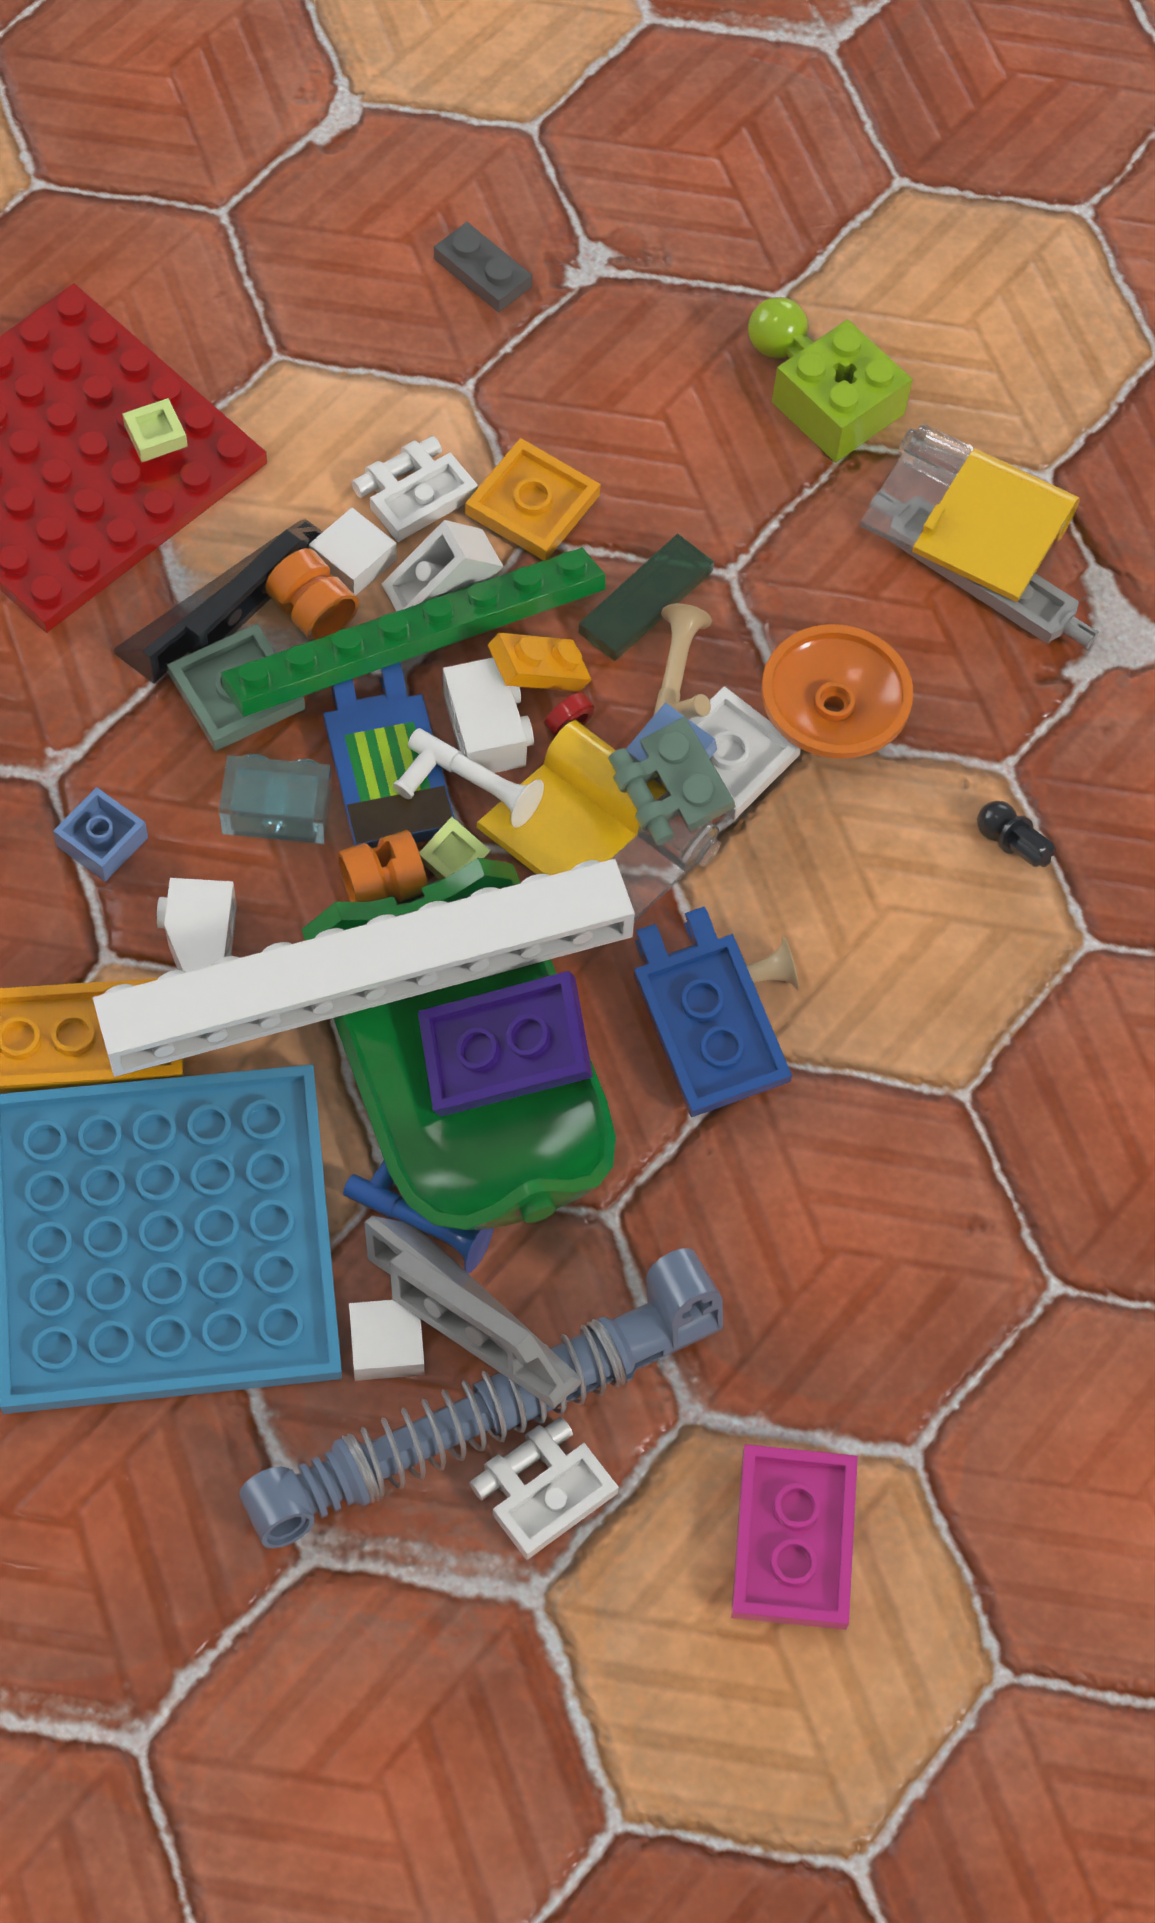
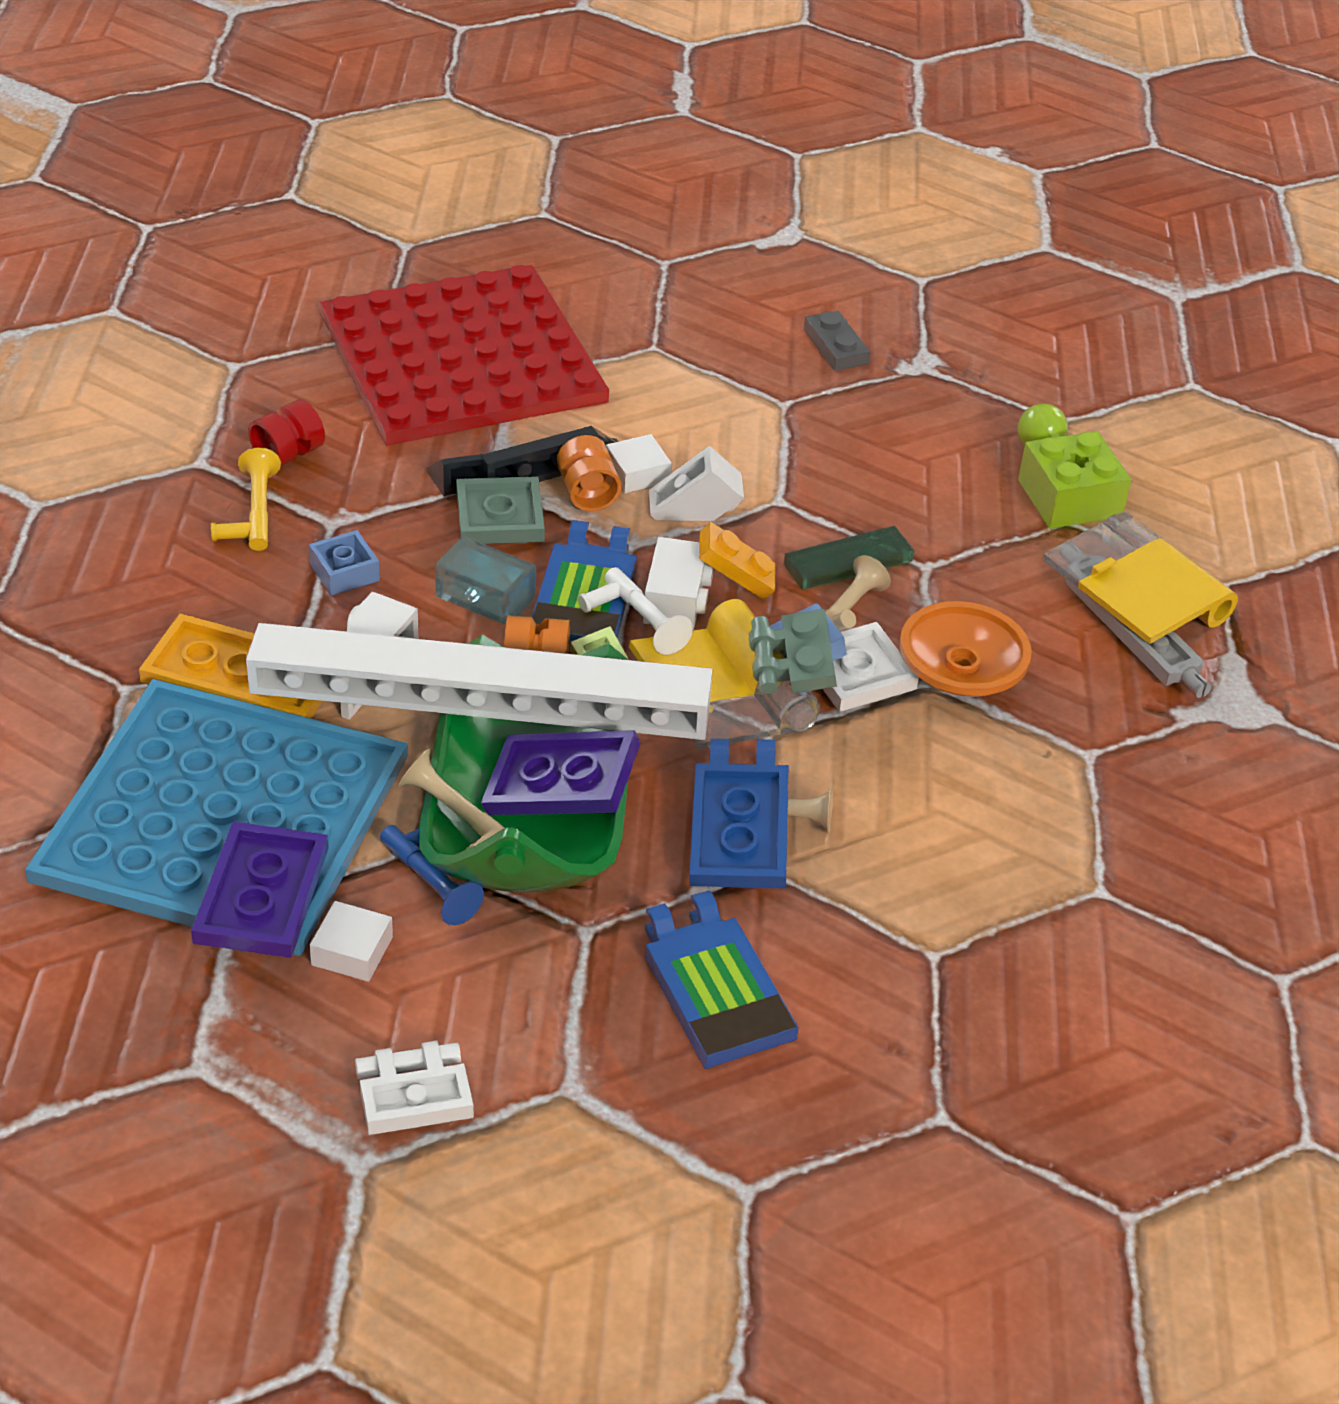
camera: 25 degrees right, 20 degrees down
(155, 430) = (532, 346): yellowish green plate -> none
(273, 1330) = (260, 889): none -> dark purple plate
(412, 631) = (639, 512): green plate -> none
(419, 498) = (720, 432): white plate -> none
(460, 1308) = (417, 928): light grey wedge -> none
(470, 1147) = (424, 776): none -> tan piece
(532, 499) = (793, 473): light orange plate -> none
(572, 708) = (748, 593): red tile -> none
(679, 1312) = (521, 1008): sand blue piece -> none
(773, 1227) = (716, 984): none -> tile
(795, 1537) = (603, 1204): dark pink plate -> none
(1015, 833) = (1070, 792): black axle -> none

